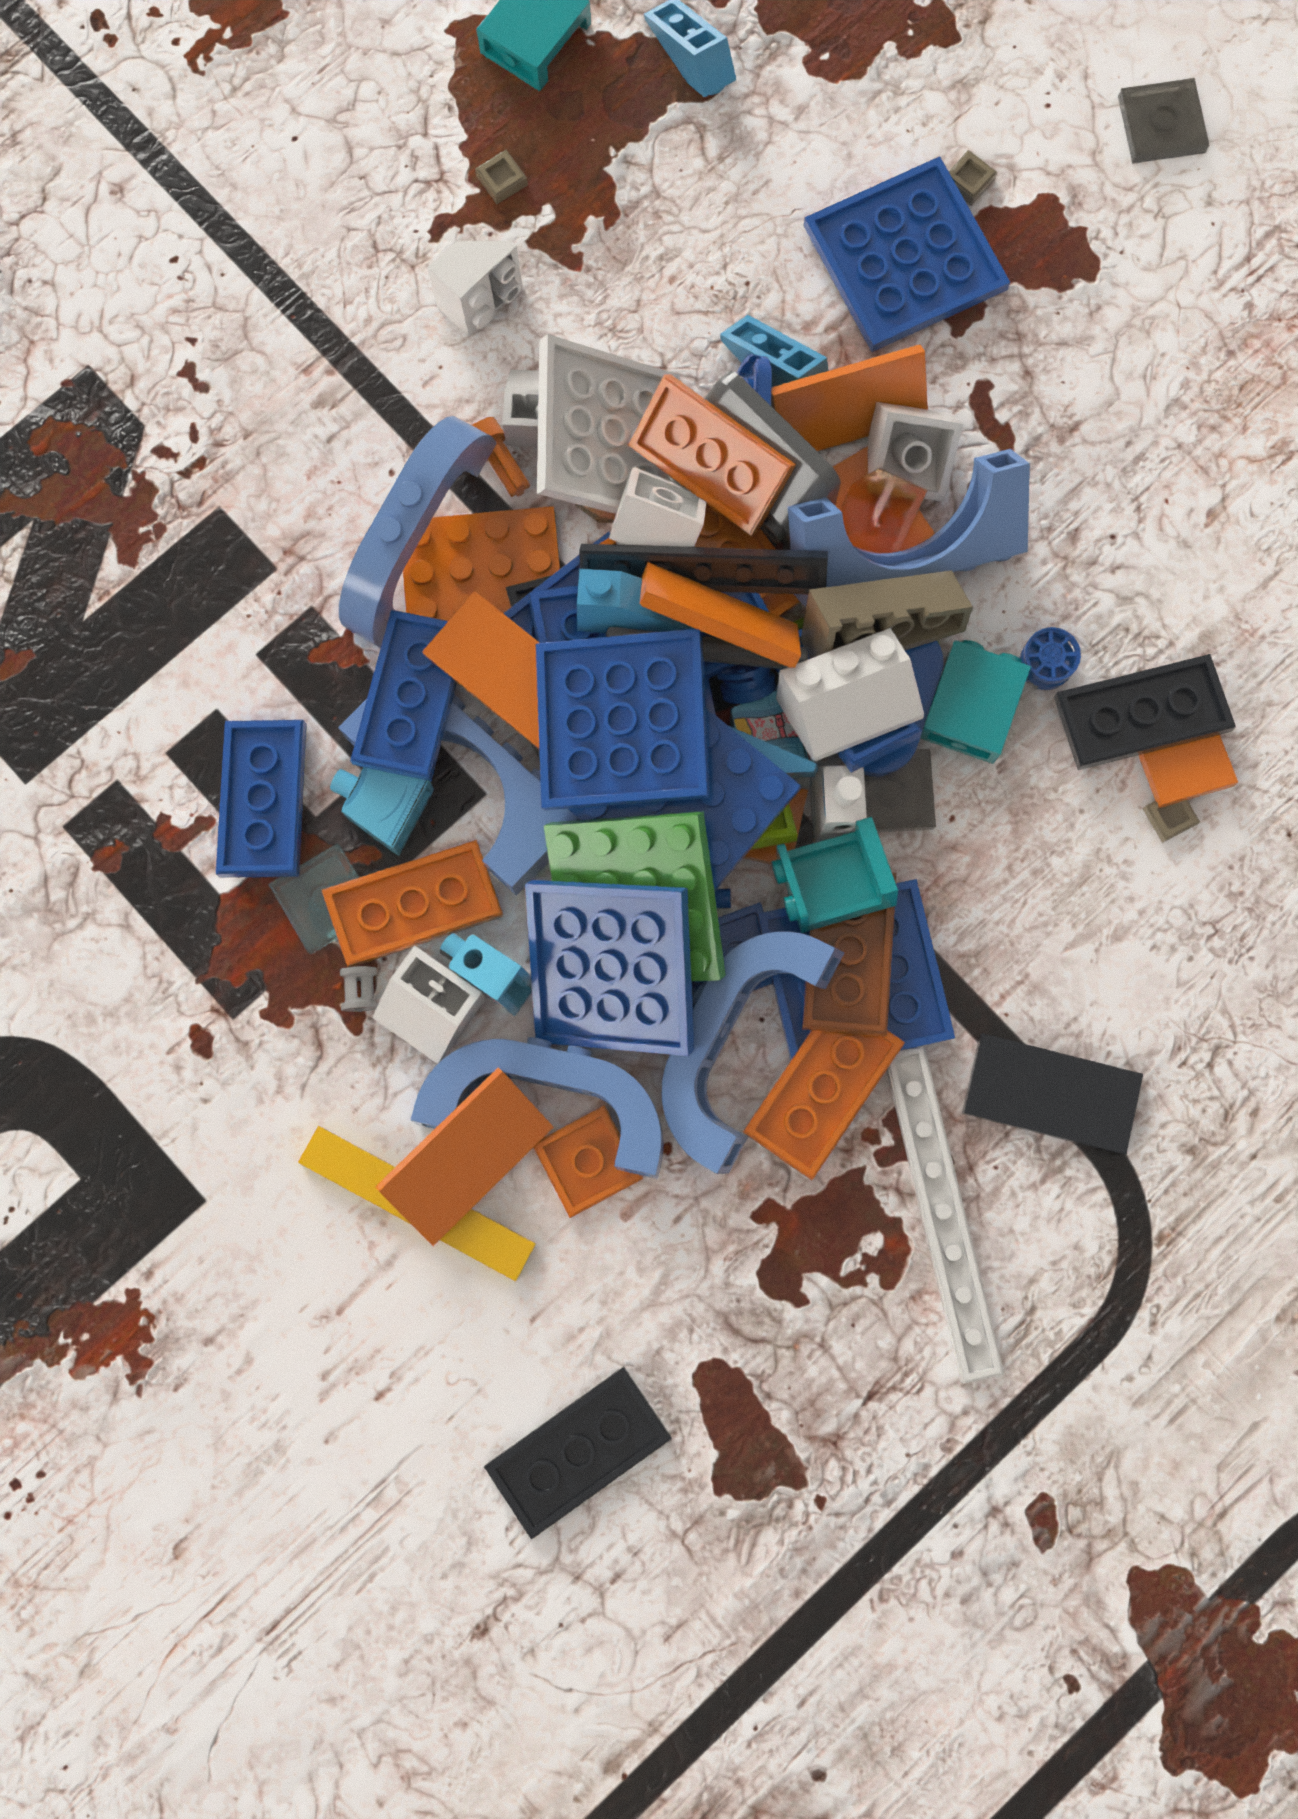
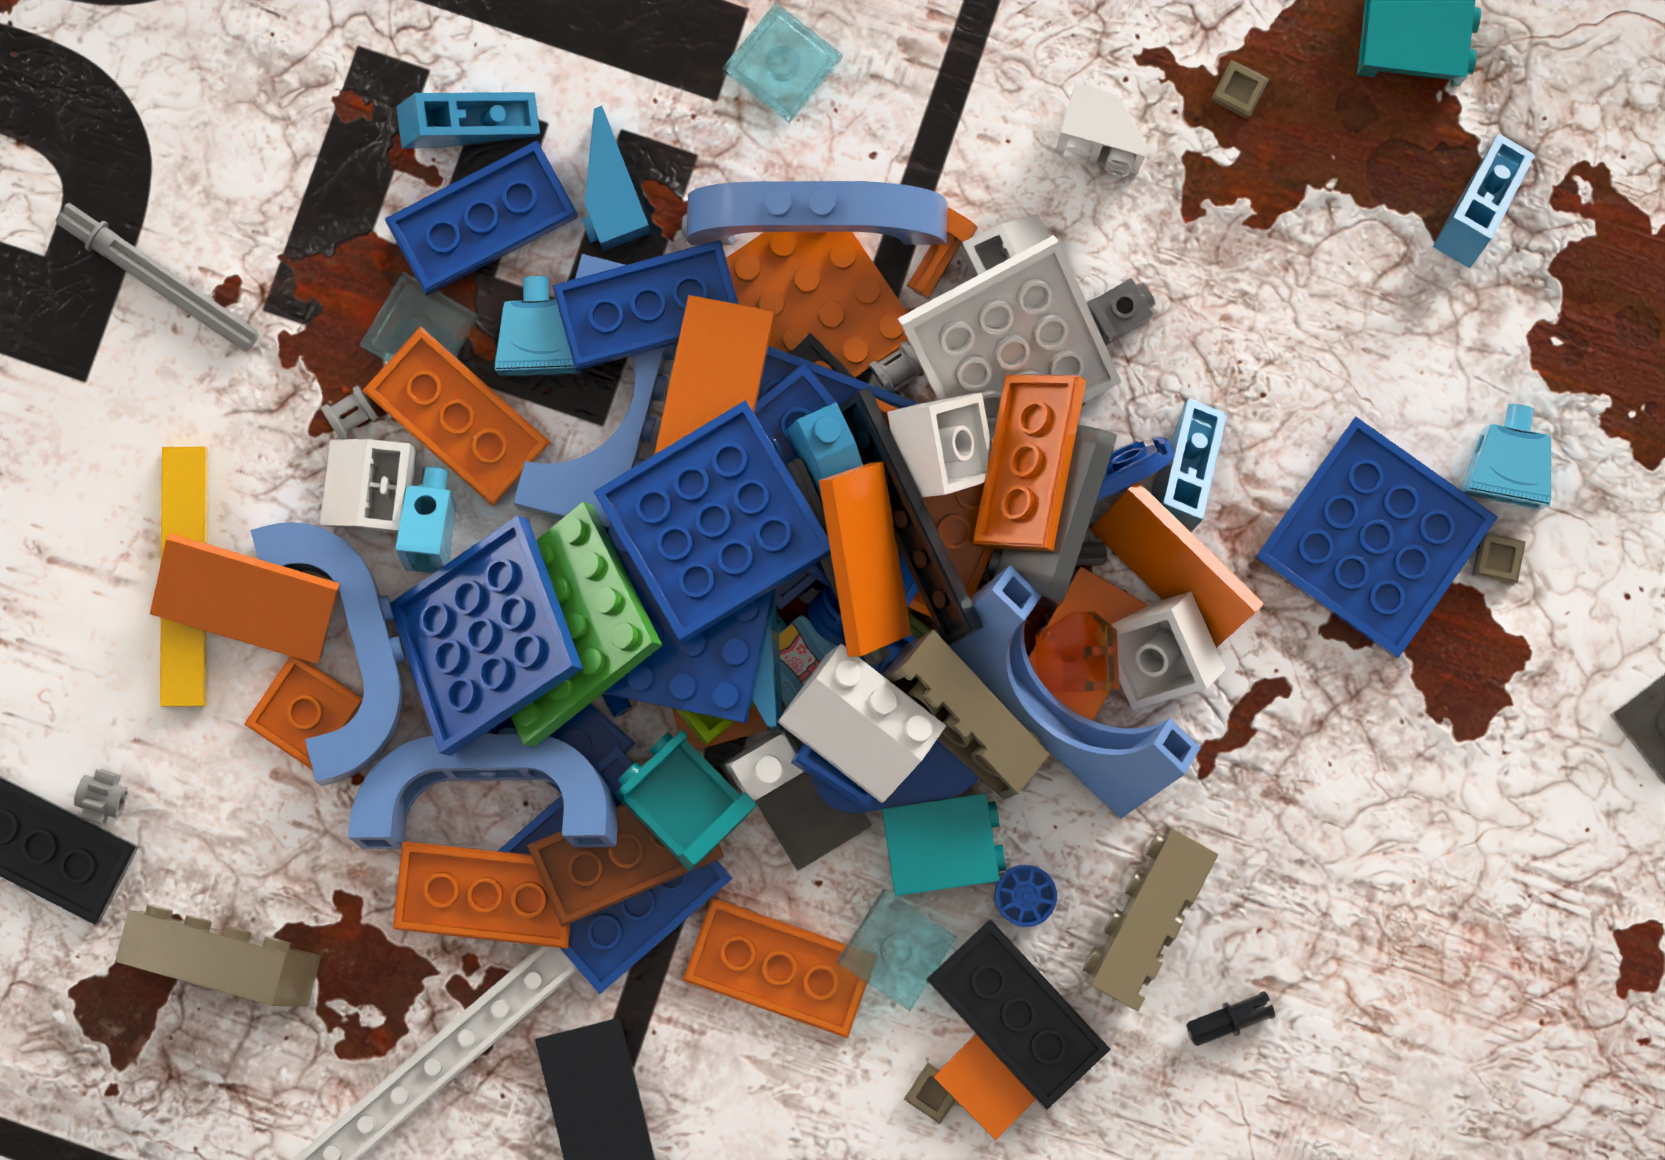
camera: 60 degrees right, 5 degrees up
(106, 1114) = (112, 246): none -> light grey axle
(171, 768) = (466, 118): none -> dark azure slope
(277, 500) = (782, 62): none -> clear light blue tile
(308, 684) = (610, 194): none -> dark azure slope
(565, 1373) = (100, 796): none -> light grey gear
(571, 534) = (896, 367): none -> light grey bush
(623, 337) = (1115, 324): none -> flat silver brick
(757, 1347) = (218, 958): none -> dark tan wedge
(903, 126) = (1511, 462): none -> medium azure torso
(1006, 883) = (775, 967): none -> orange tile
(1041, 781) = (896, 949): none -> clear light blue tile
(1121, 571) = (1149, 917): none -> dark tan wedge
(1229, 554) = (1230, 1019): none -> black axle

